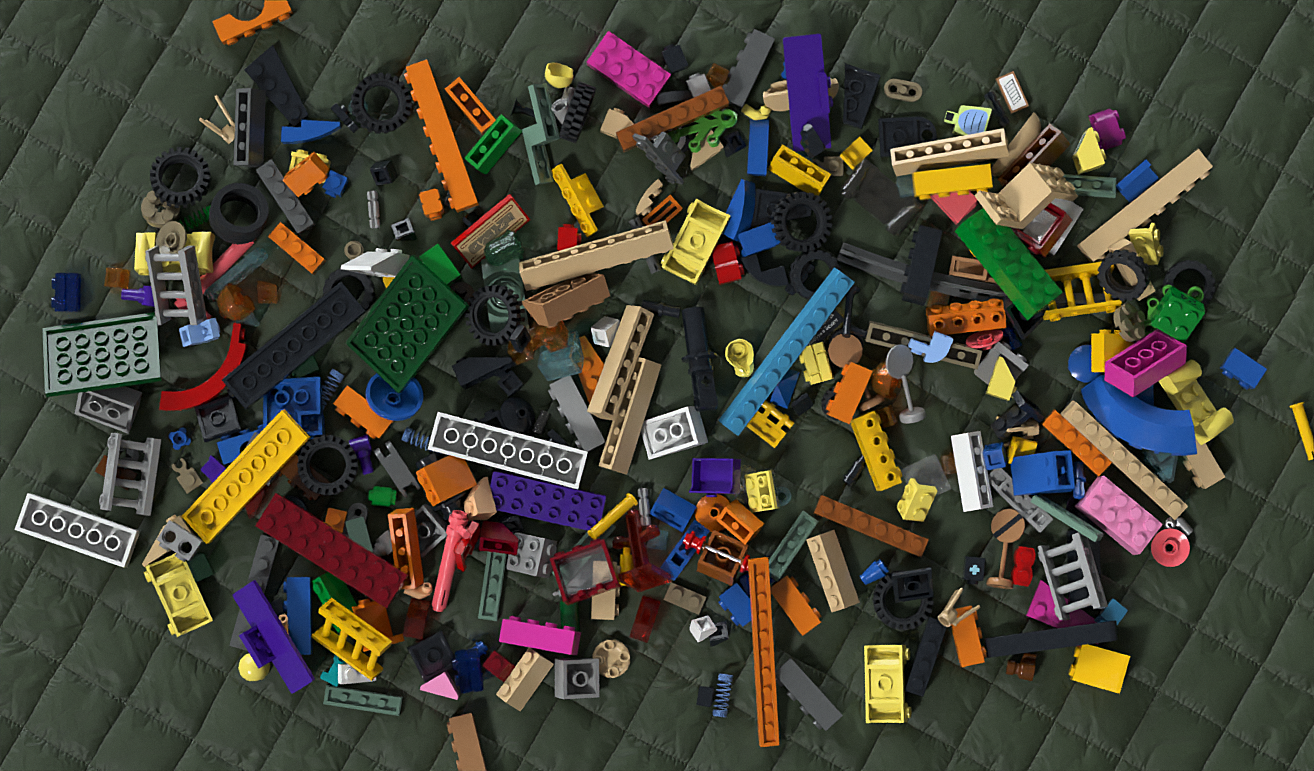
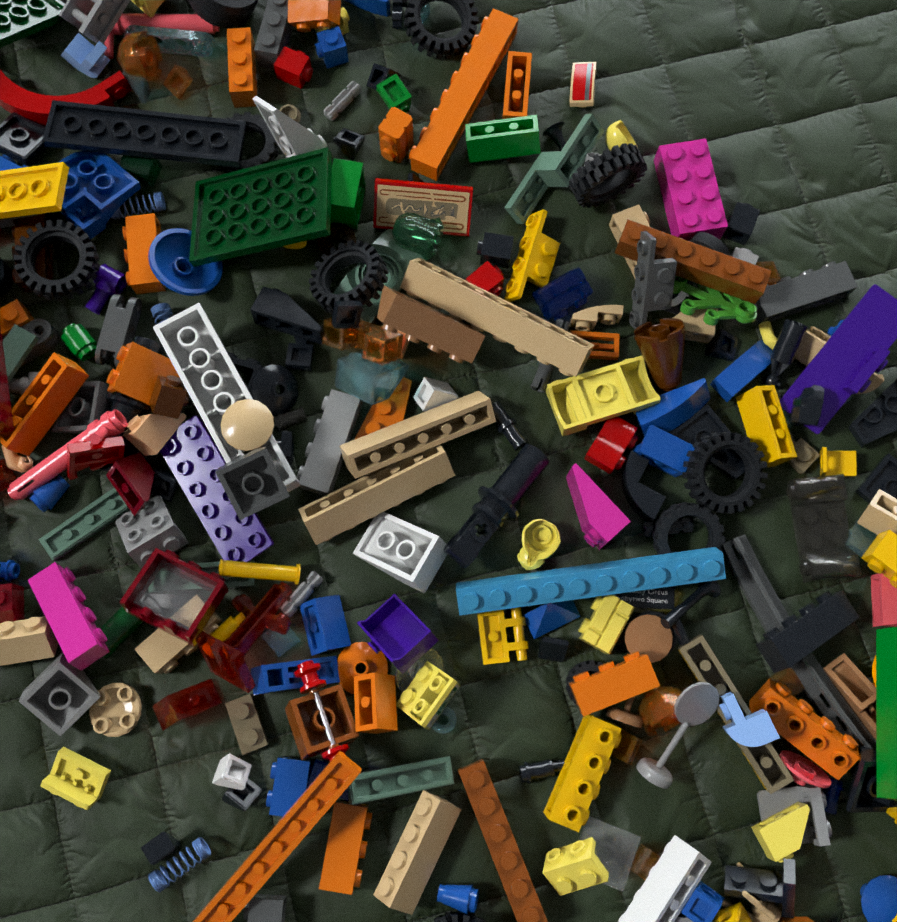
camera: 45 degrees right, 10 degrees down
(326, 217) = (293, 67): none -> red brick
(403, 178) = (395, 93): none -> green bracket
(458, 591) = (49, 494): none -> blue cone
(472, 476) = (168, 396): none -> reddish brown brick
(502, 60) = (583, 84): none -> slope
(534, 449) = (247, 425): none -> tan dish
(554, 214) = (495, 249): none -> black brick
(569, 475) = (252, 482): none -> dark grey slope
(617, 203) = (563, 293): none -> clear blue brick
(628, 708) = (76, 779): none -> light yellow bracket
(703, 184) = (663, 350): none -> reddish brown cone
(758, 312) = (596, 512): none -> dark pink slope
(770, 117) = (785, 350): none -> black wheel

